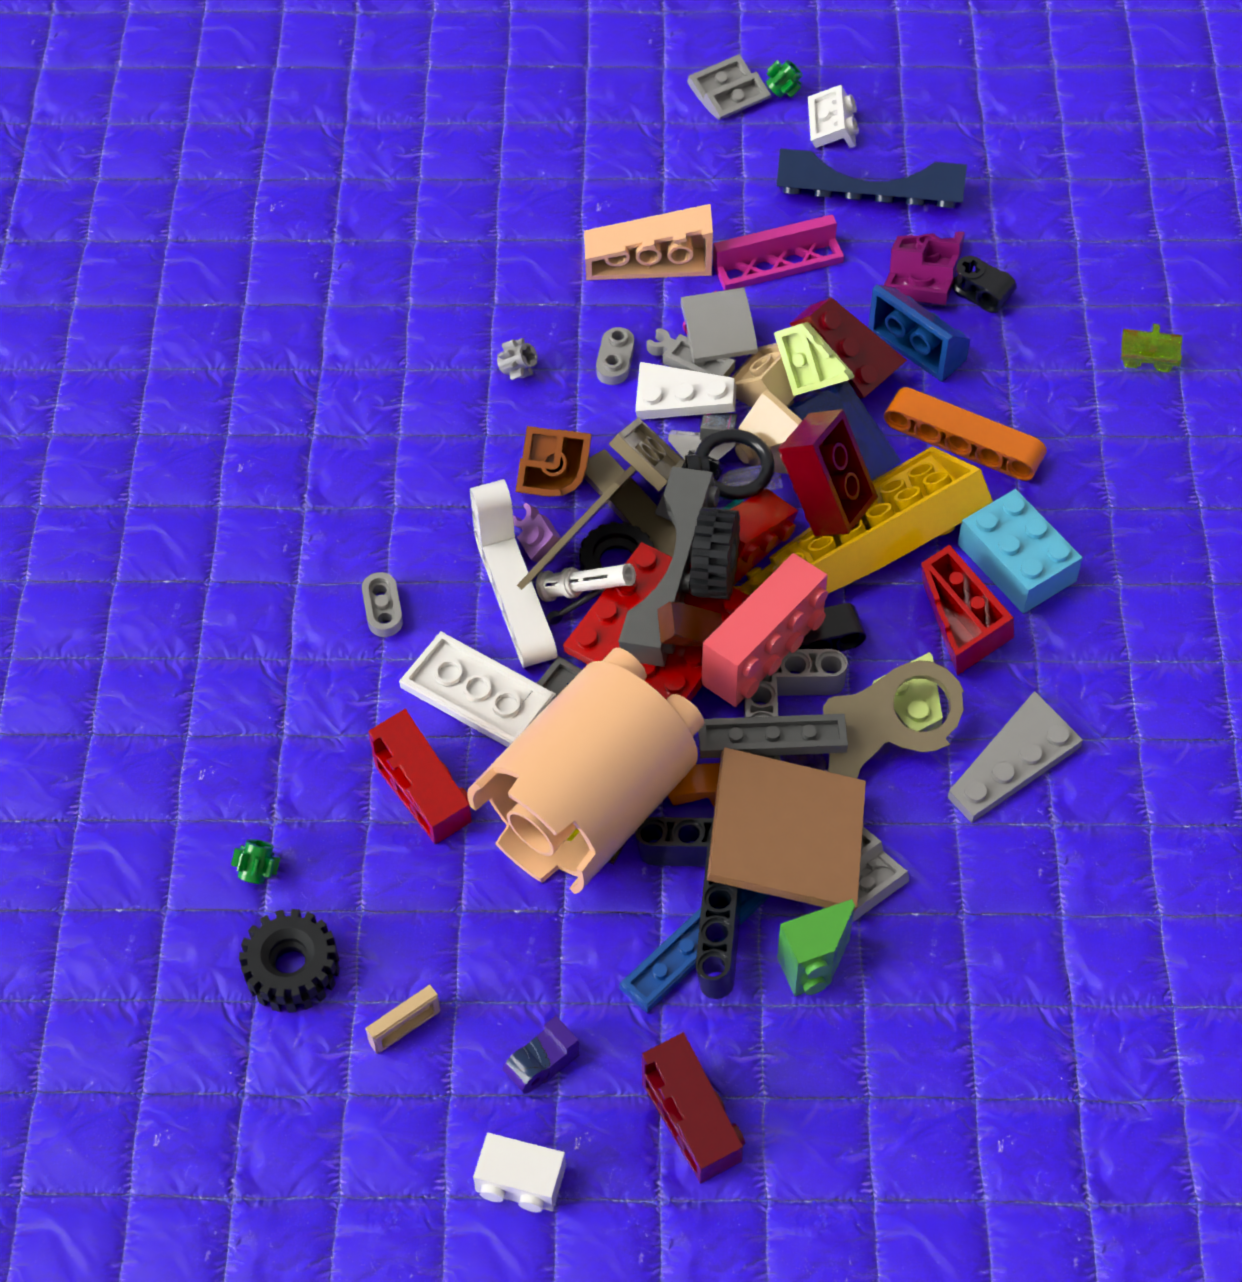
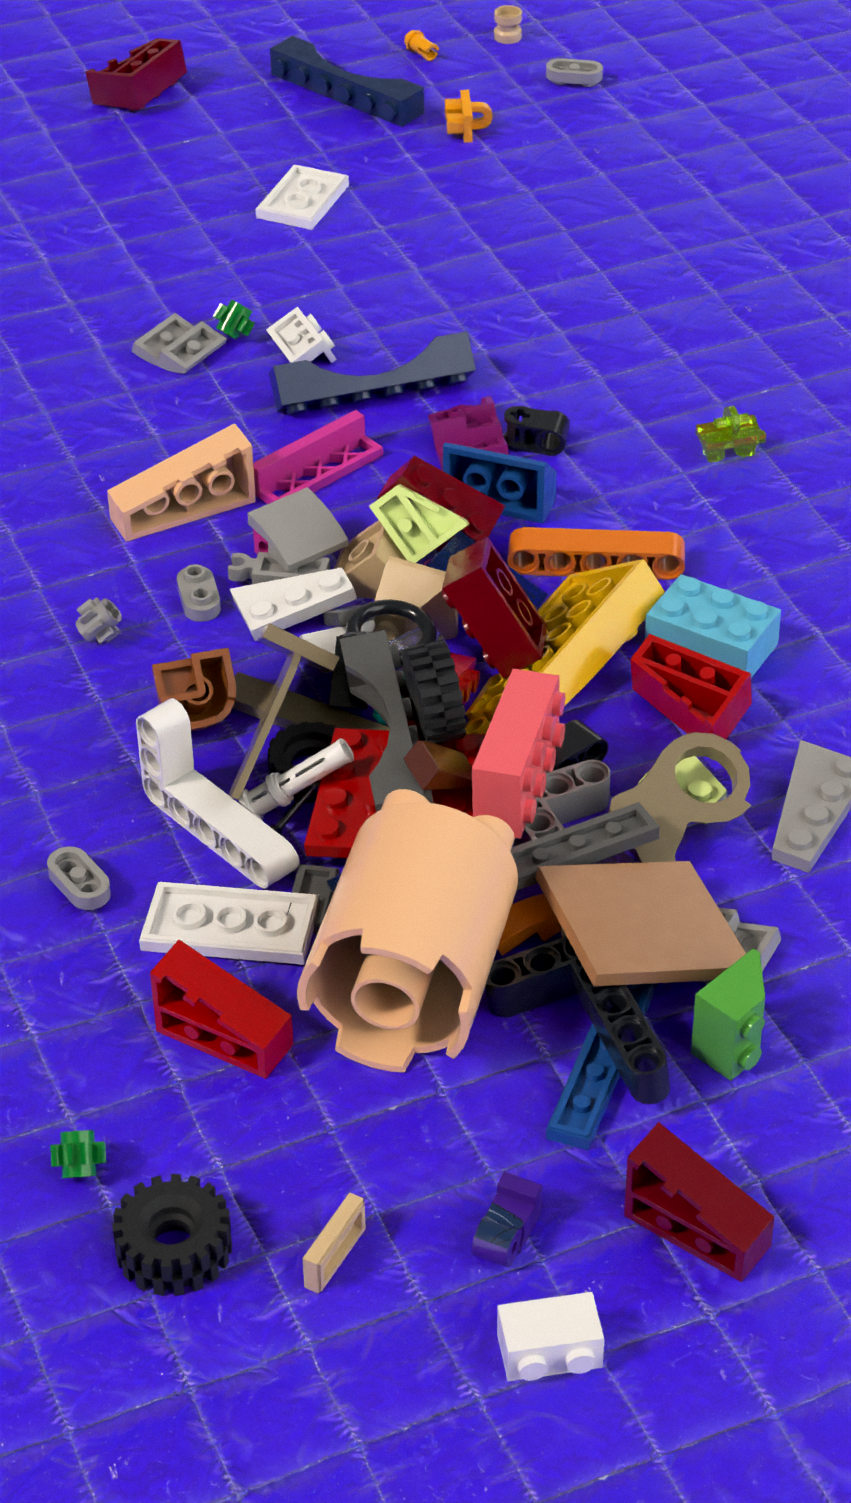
camera: 25 degrees left, 15 degrees down
(537, 533) = (216, 763): medium lavender plate -> none

